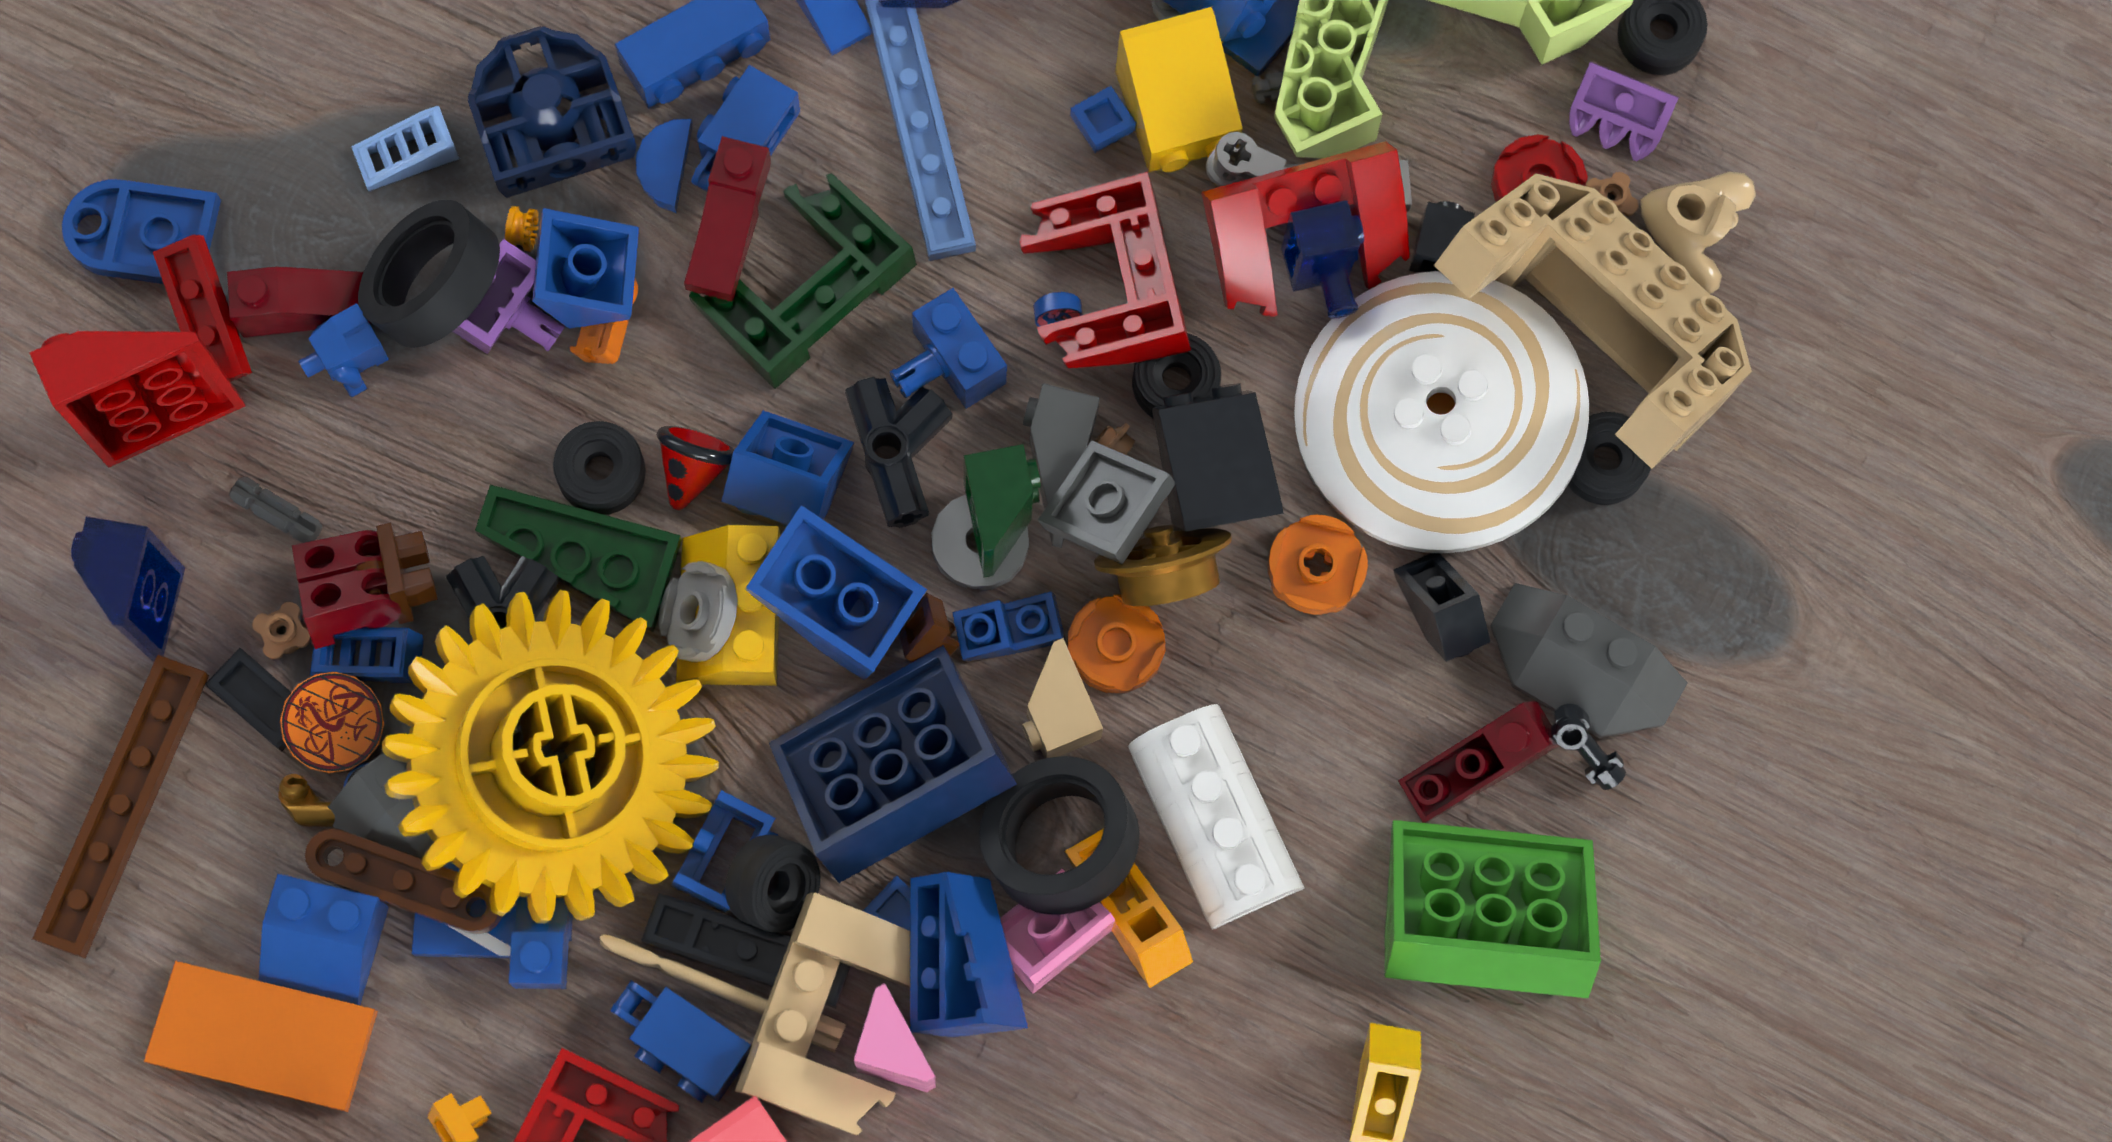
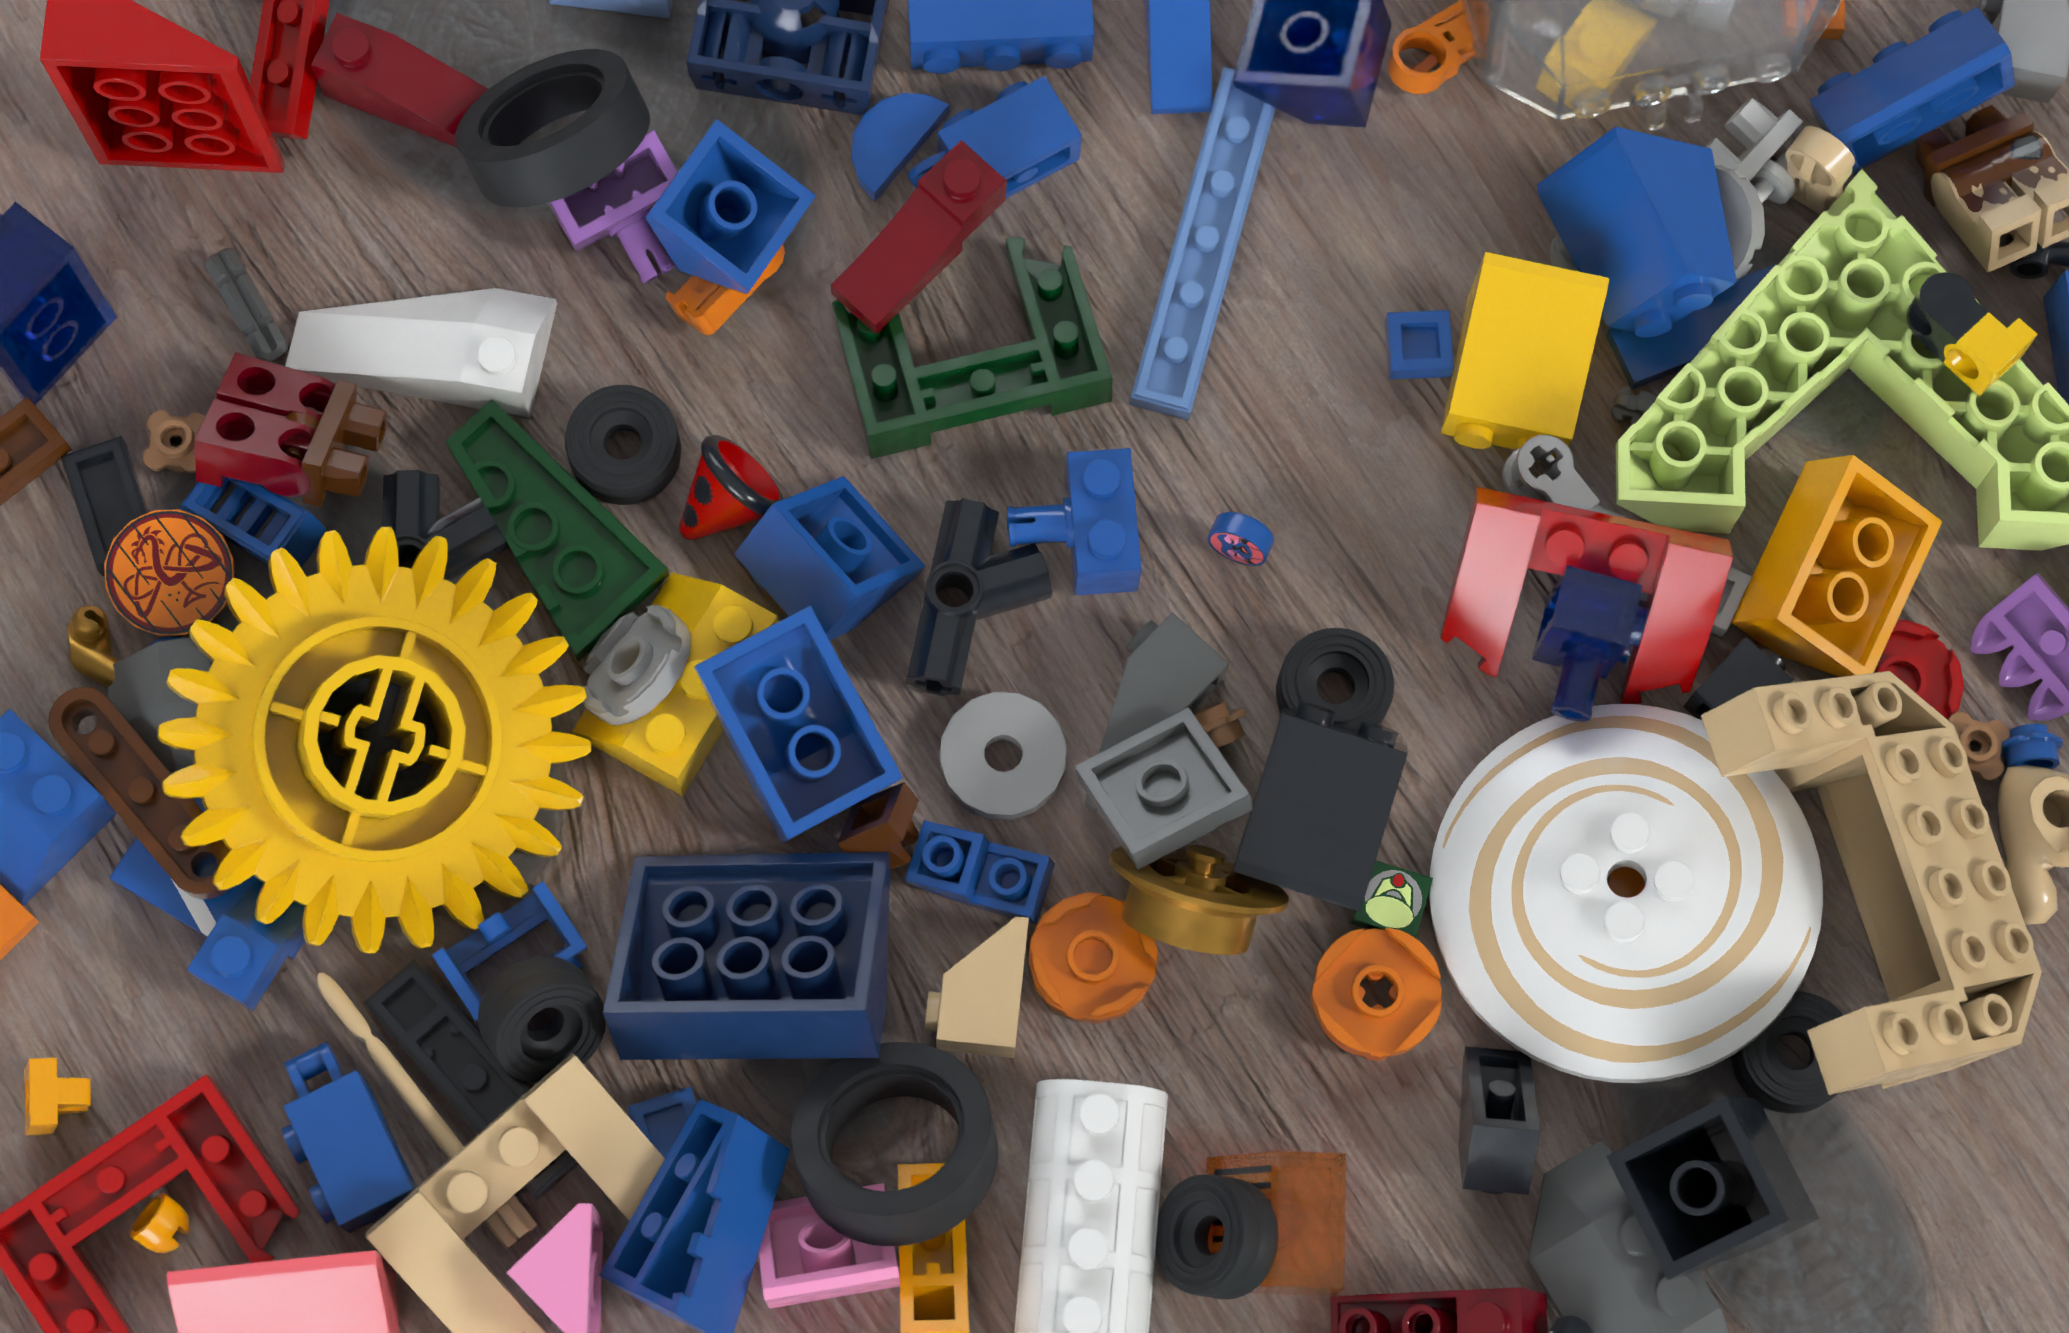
camera: 30 degrees right, 0 degrees up
(344, 348) = (418, 165): blue piece -> none
(427, 470) = (433, 347): none -> white wedge
(520, 228) = (686, 128): light orange bush -> none
(1000, 500) = (1042, 722): dark green slope -> none
(1152, 319) = (1342, 604): red wedge -> none
(1297, 497) = (1393, 899): none -> tile
(1330, 773) = (1247, 1244): none -> black tyre
(1337, 751) = (1309, 1211): none -> clear orange slope
(1460, 125) = (1837, 568): none -> light orange slope
(1606, 571) = (1712, 1186): none -> black slope
(1648, 177) = (2031, 746): none -> blue plate

